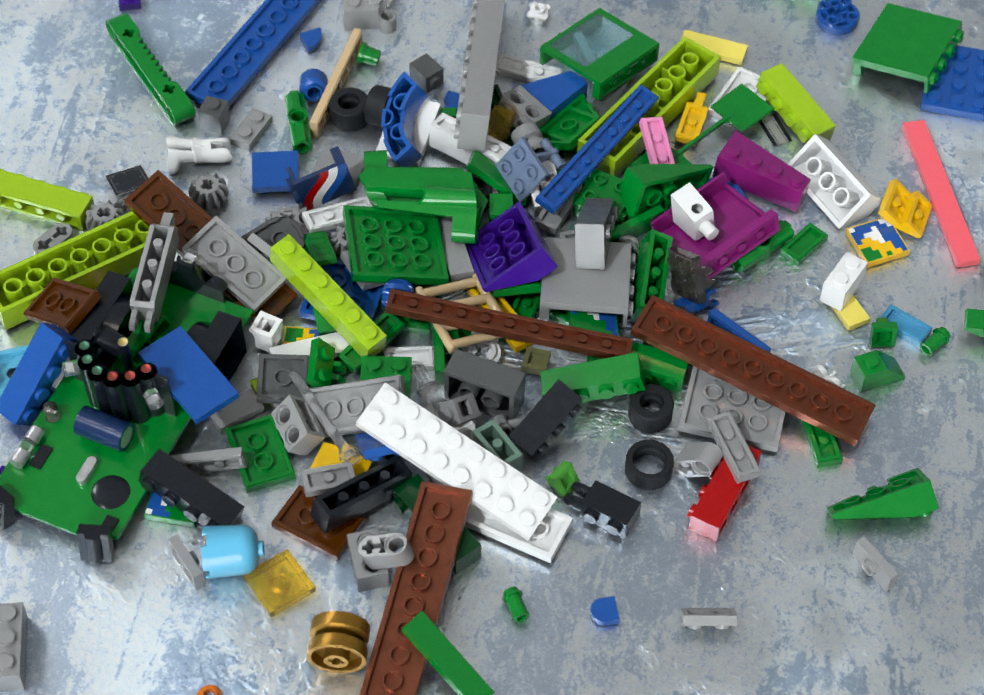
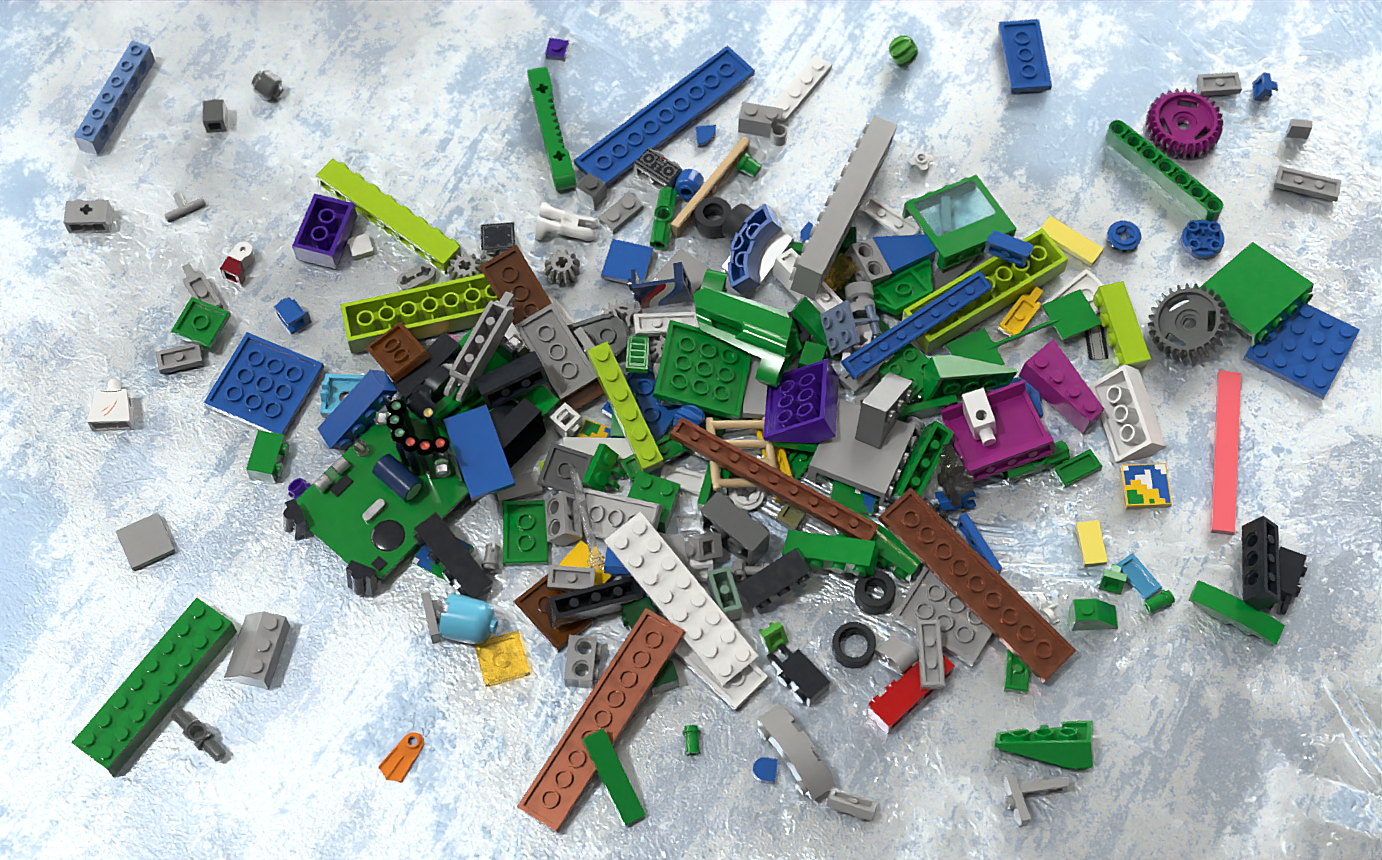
camera: 20 degrees right, 10 degrees up
(199, 296) = (511, 380): none -> black brick
(213, 460) = (478, 530): light grey tile -> none
(231, 485) = (490, 563): none -> light grey pin
(274, 80) = (656, 169): none -> brick
(338, 642) = (529, 731): pearl gold wheel -> none
(381, 553) = (597, 660): light grey beam -> none
(426, 73) = (794, 199): dark grey brick -> none
(633, 579) = (795, 748): none -> light grey brick
(656, 140) = (974, 333): bright pink tile -> none
(660, 61) = (1008, 248): none -> blue panel
(769, 26) = (1132, 233): none -> blue gear
(843, 281) = (1094, 520): white brick -> none
(861, 70) = (1172, 322): none -> dark grey gear
(899, 542) = (1043, 786): none -> light grey plate
(905, 209) = (1184, 461): yellow slope -> none

